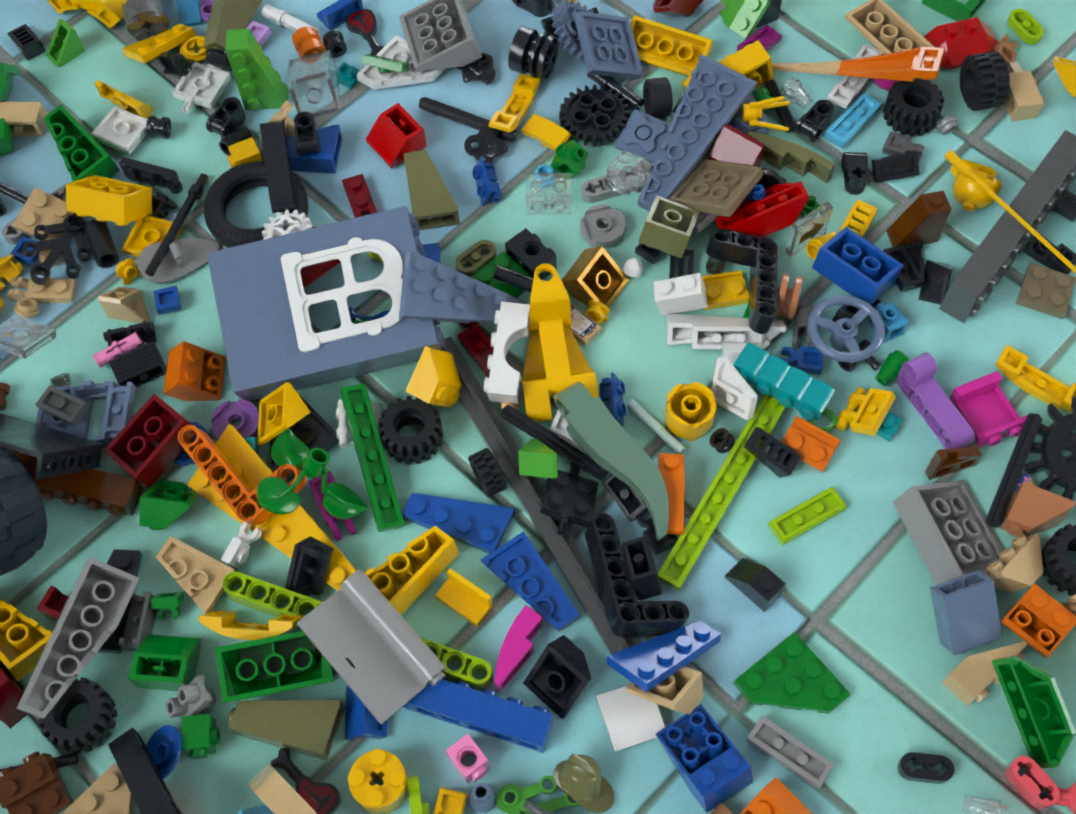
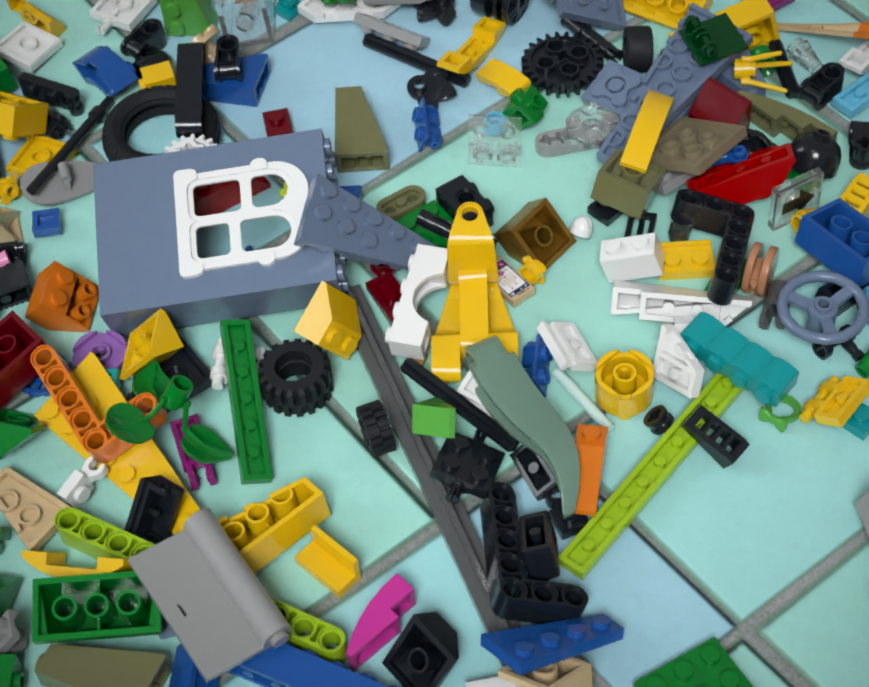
camera: 10 degrees right, 10 degrees down
(158, 127) = (68, 45): black wheel -> none
(196, 149) = (105, 70): none -> blue brick
(395, 134) = (330, 67): red slope -> none
(442, 94) = (390, 31): none -> light grey plate
(464, 521) = (345, 483): blue wing -> none
(530, 578) = (408, 549): blue wing -> none
(602, 237) = (567, 179): light grey plate -> none
(637, 380) = (567, 346): none -> white plate
(680, 178) = (646, 131): none -> yellow slope
(723, 88) = (711, 38): none -> dark green hinge
(756, 583) = (677, 579): black slope -> none
(807, 359) = (774, 339): blue plate -> none
(807, 515) = (750, 512): lime tile -> none
(811, 443) = (765, 431): orange plate -> none
(821, 185) = (816, 150): none -> black cylinder

